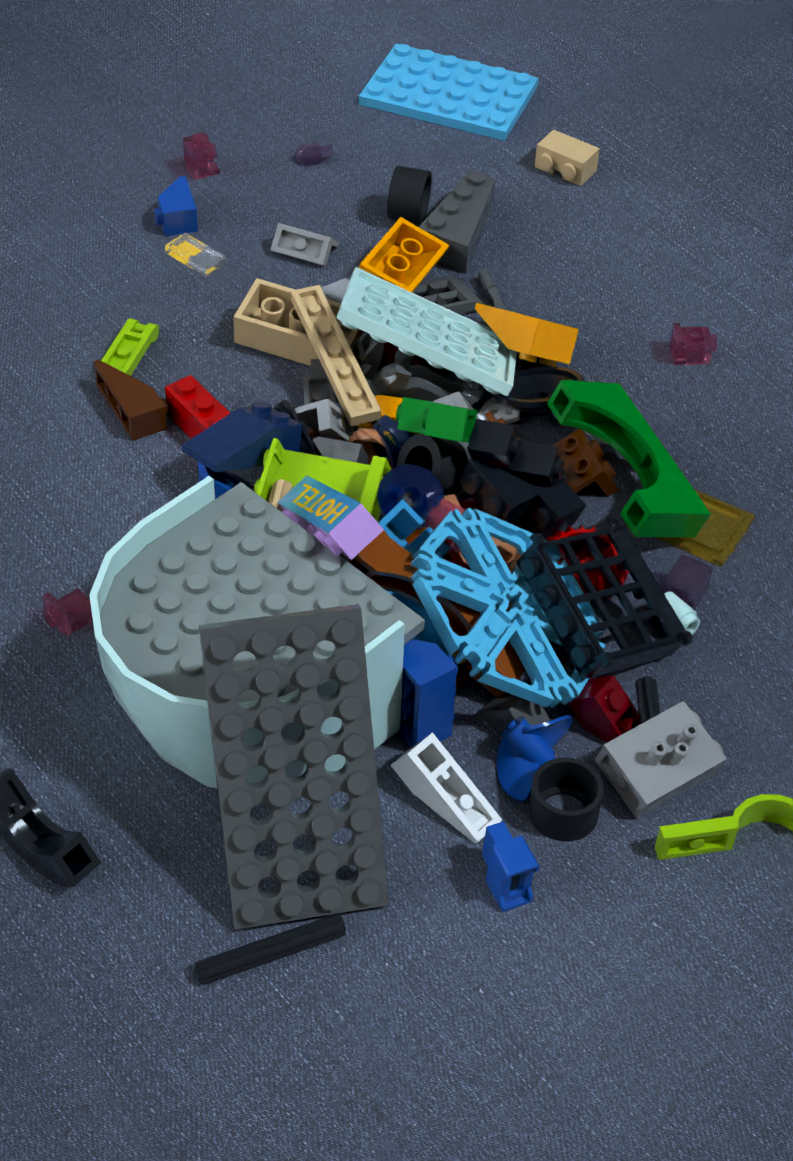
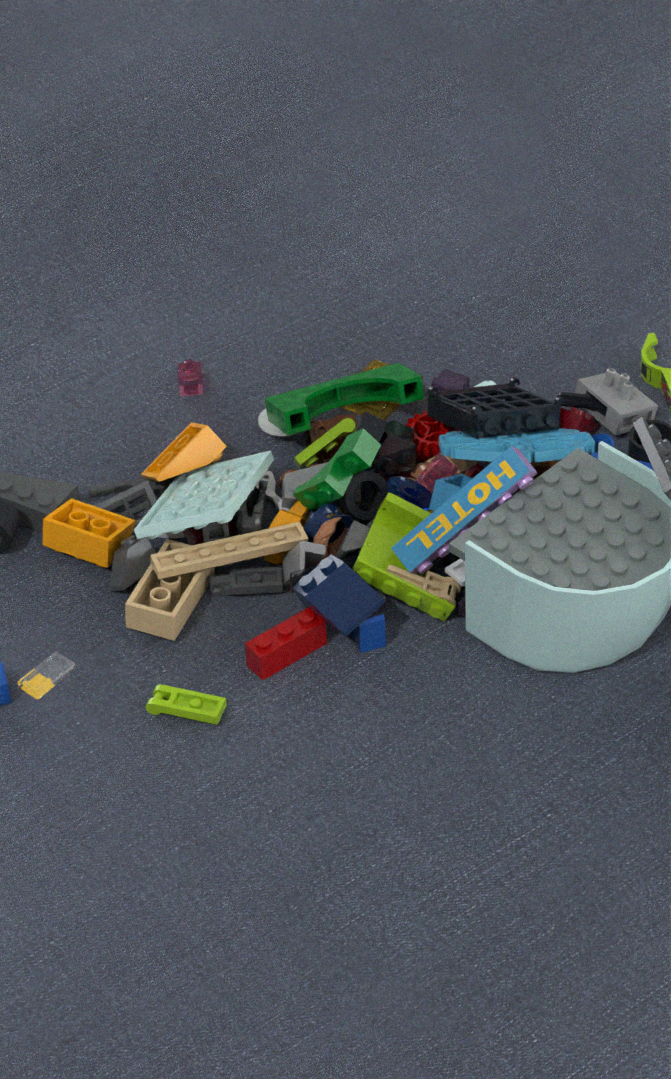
camera: 85 degrees left, 5 degrees down
(67, 612) = (501, 711): clear pink bracket -> none
(132, 401) = (259, 693): reddish brown slope -> none
(302, 244) = (43, 599): light grey panel -> none
(530, 433) = (326, 442): none -> lime plate
(534, 388) = (256, 438): black dish -> none

